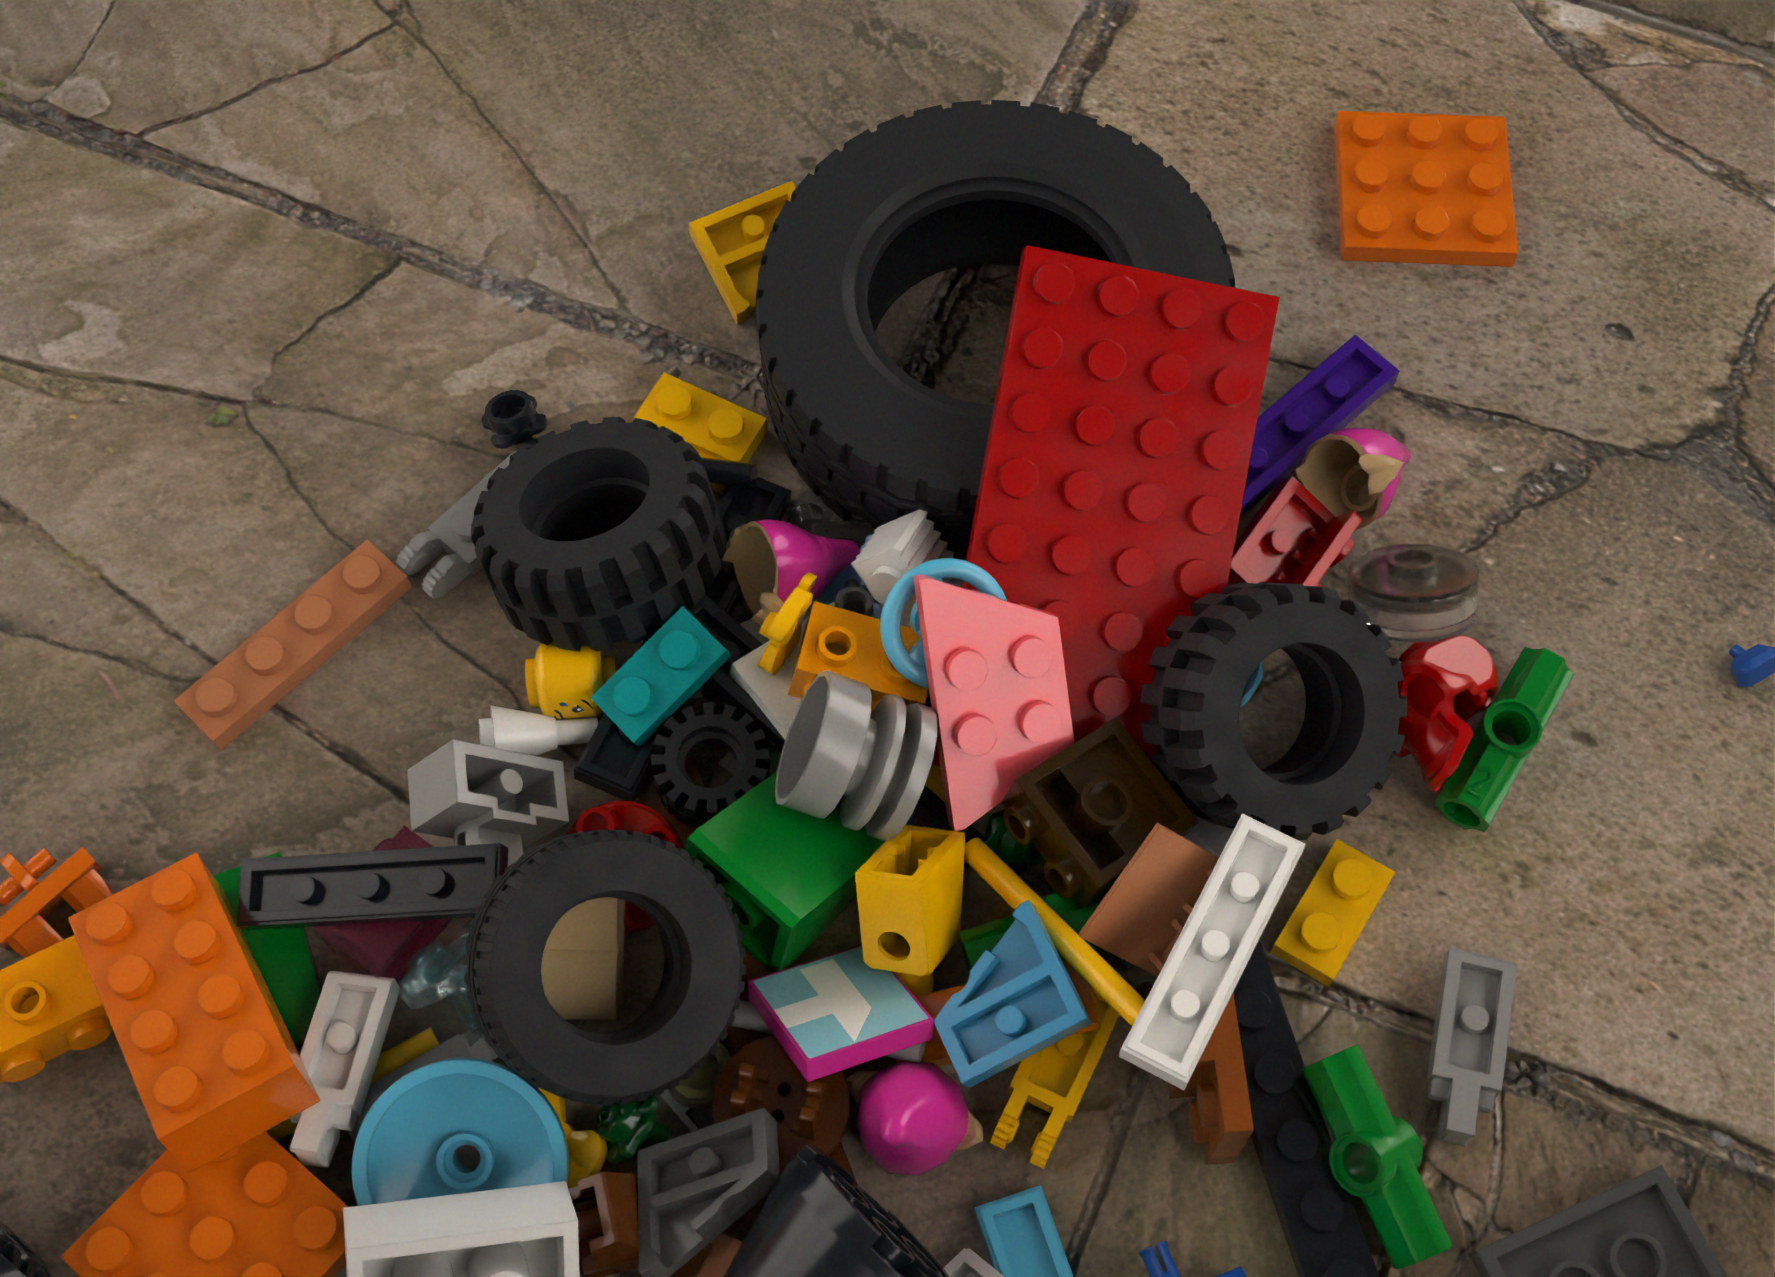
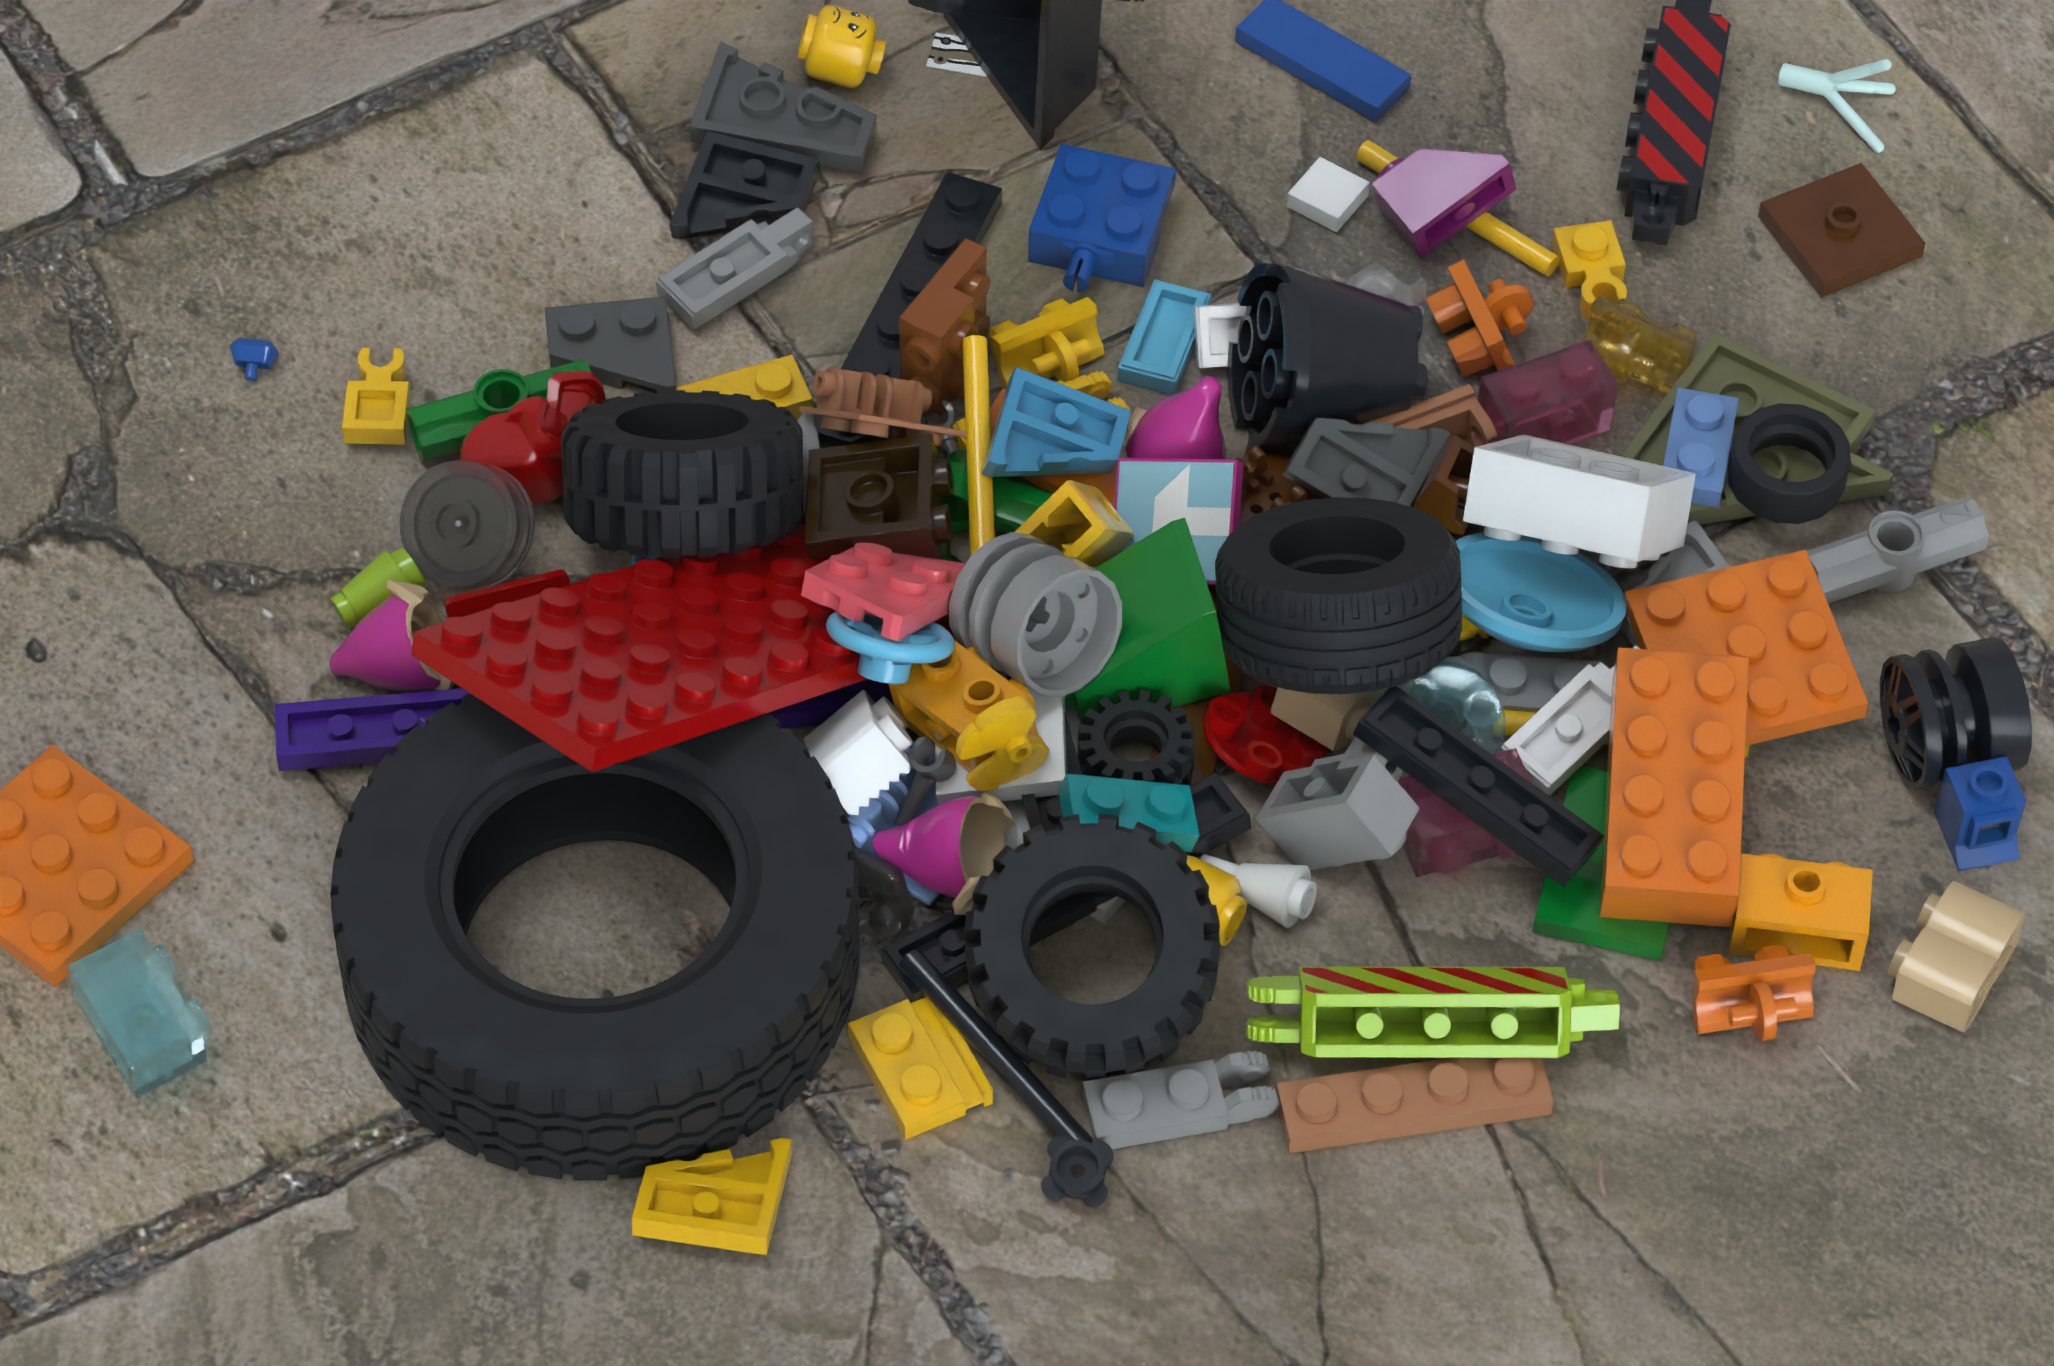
camera: 145 degrees left, 10 degrees down
(303, 696) = (1431, 1011): none -> lime hinge
(1111, 1149) = (1050, 344): none -> yellow hips
(1212, 952) = (891, 338): white tile -> none
(1247, 105) = (139, 1012): none -> clear light blue brick
(1377, 1157) = (875, 237): green piece -> none
(1430, 515) = (369, 586): none -> lime cone
(1490, 889) = (616, 339): none -> dark grey wing
(1552, 1141) = (739, 183): none -> black wing
(1612, 679) = (377, 403): none -> yellow plate

